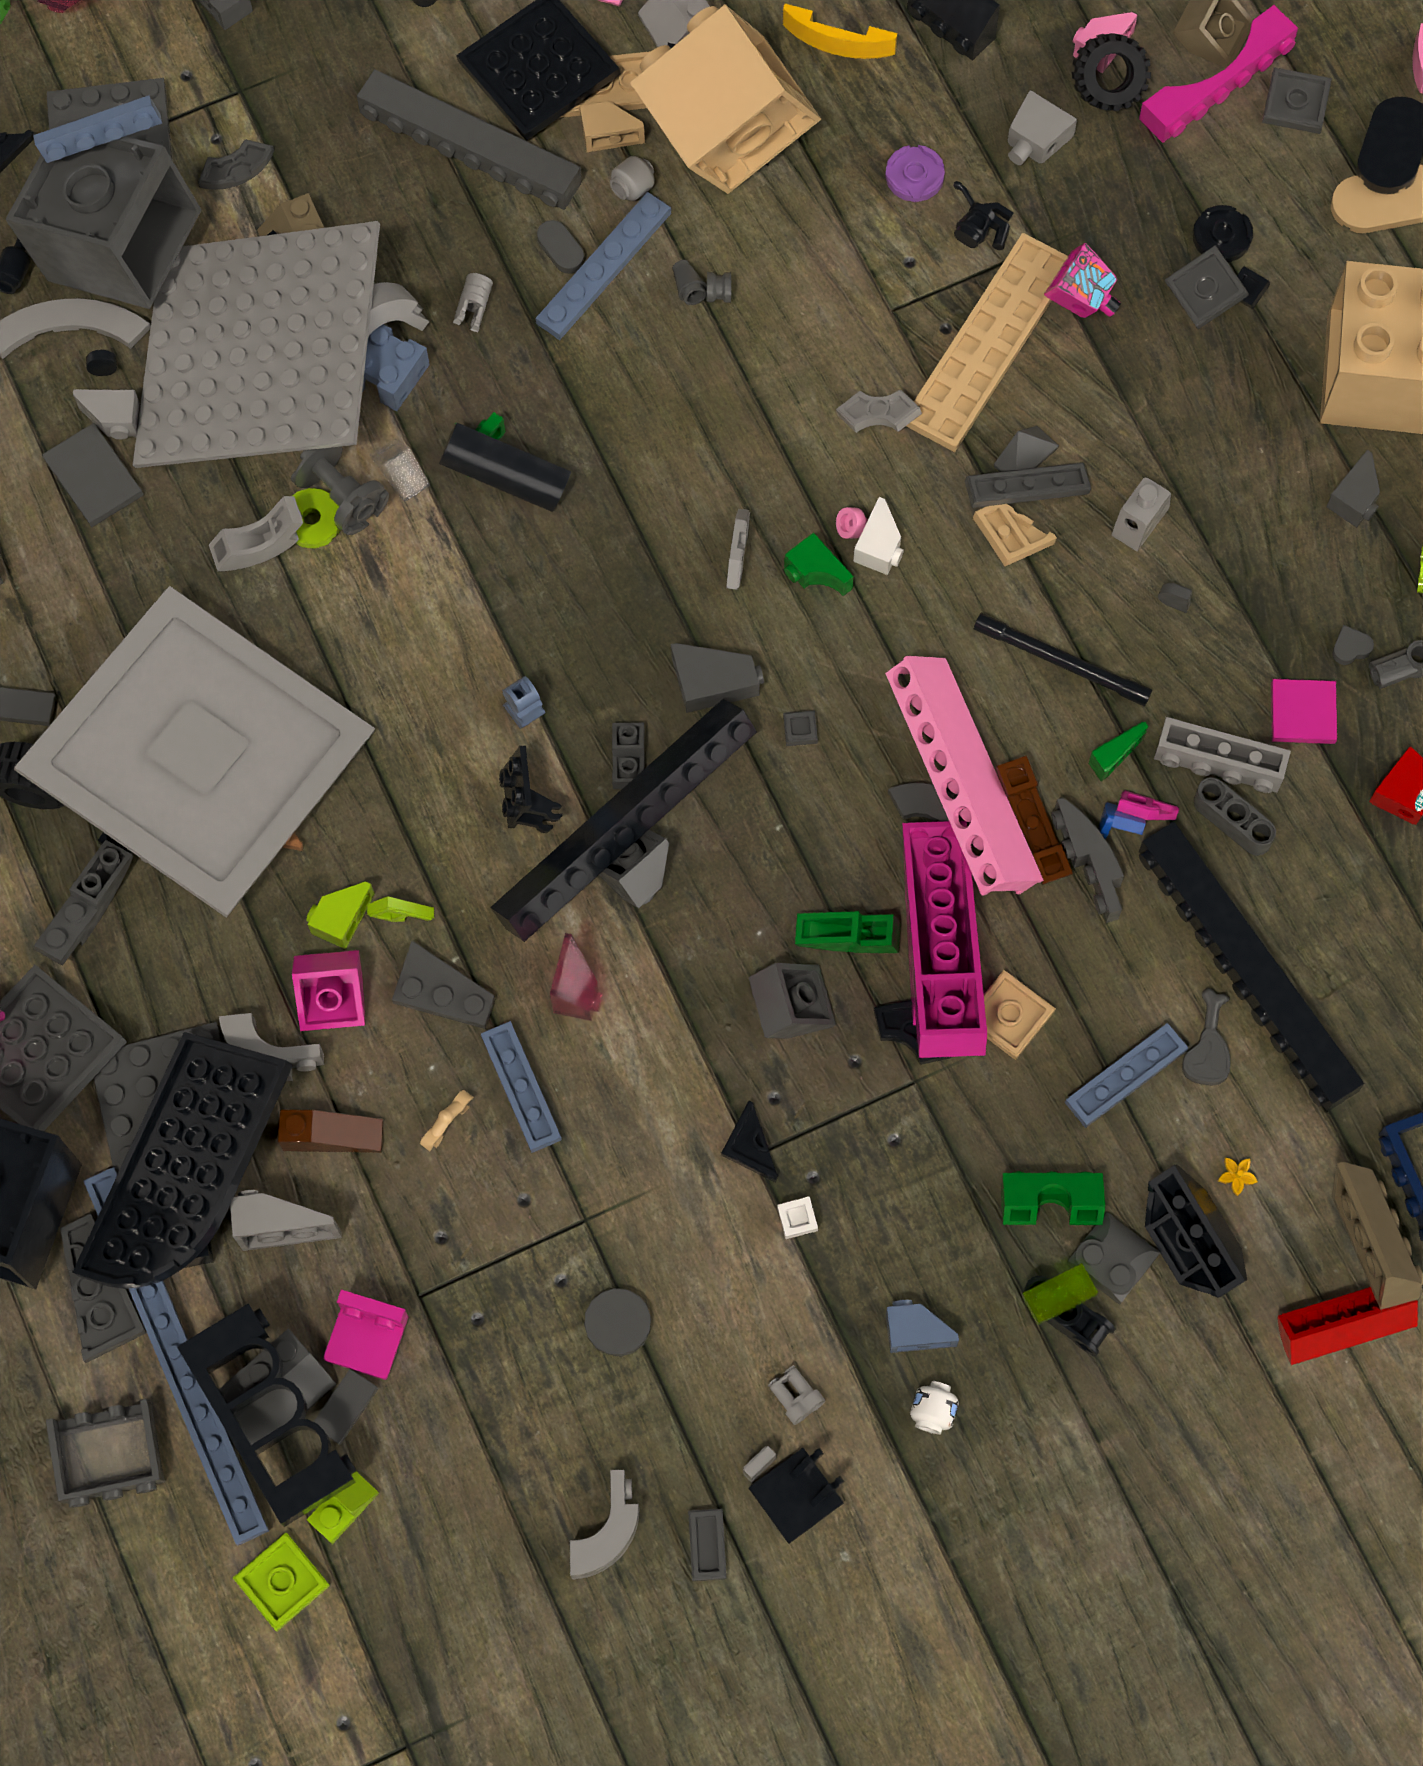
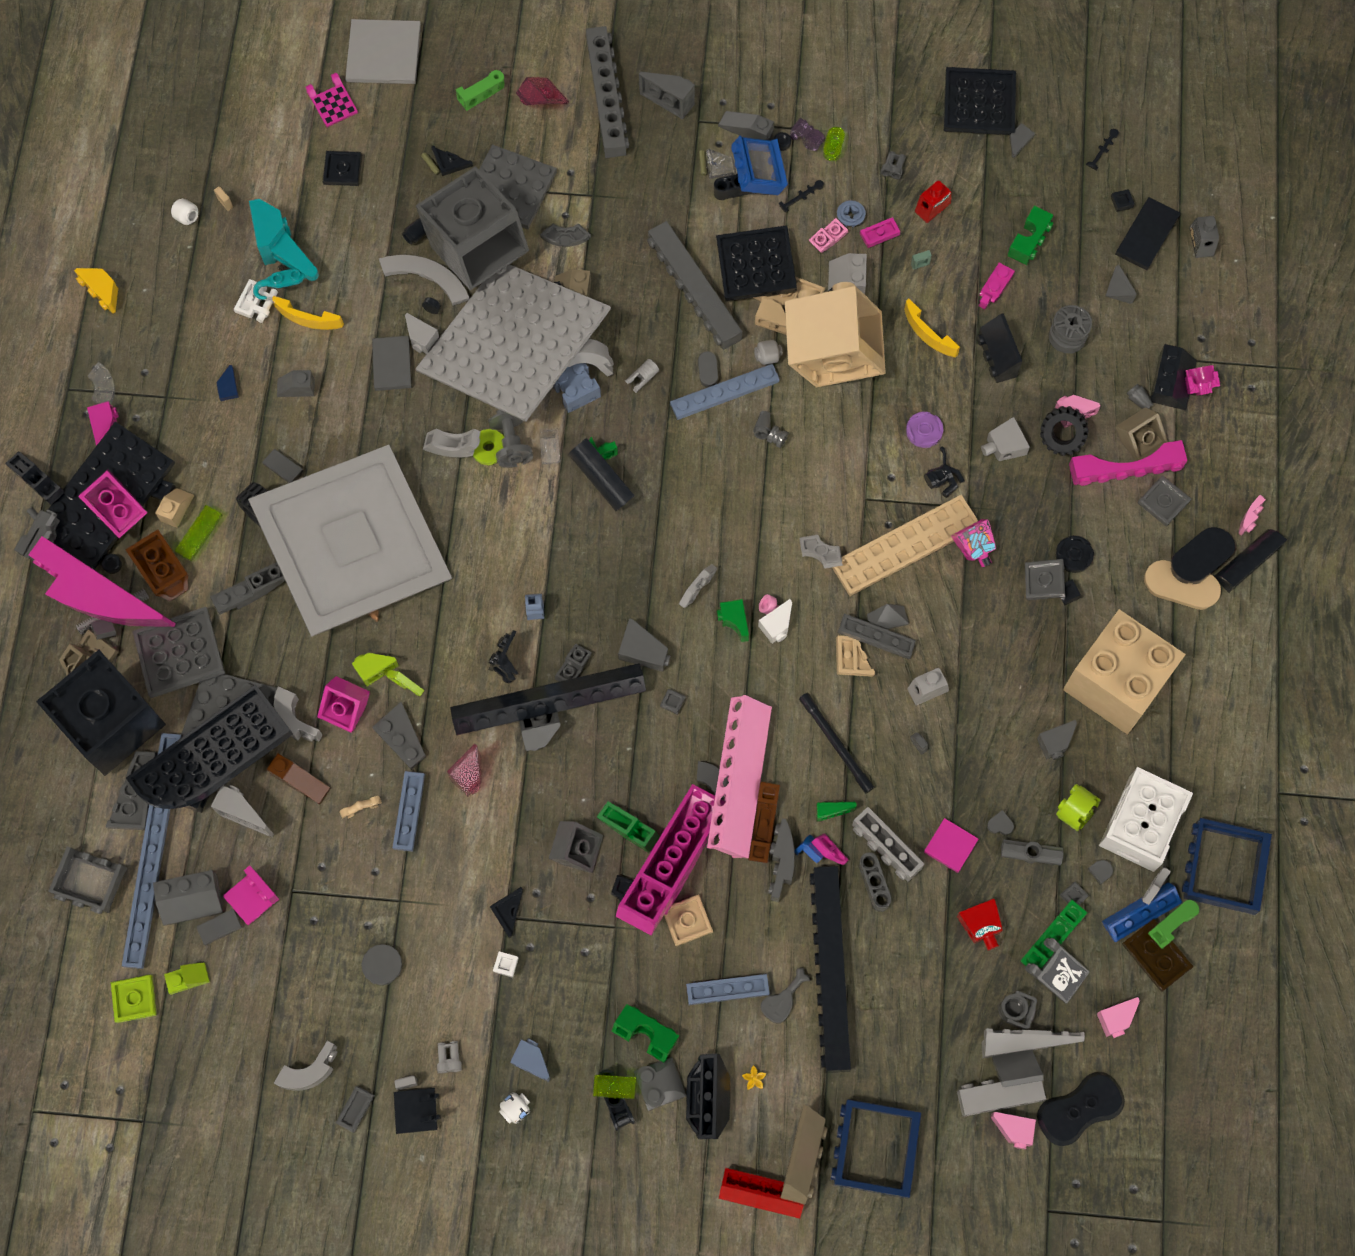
camera: 30 degrees right, 0 degrees up
(97, 129) = (488, 182): sand blue plate -> none
(223, 1343) = (186, 956): black fence -> none

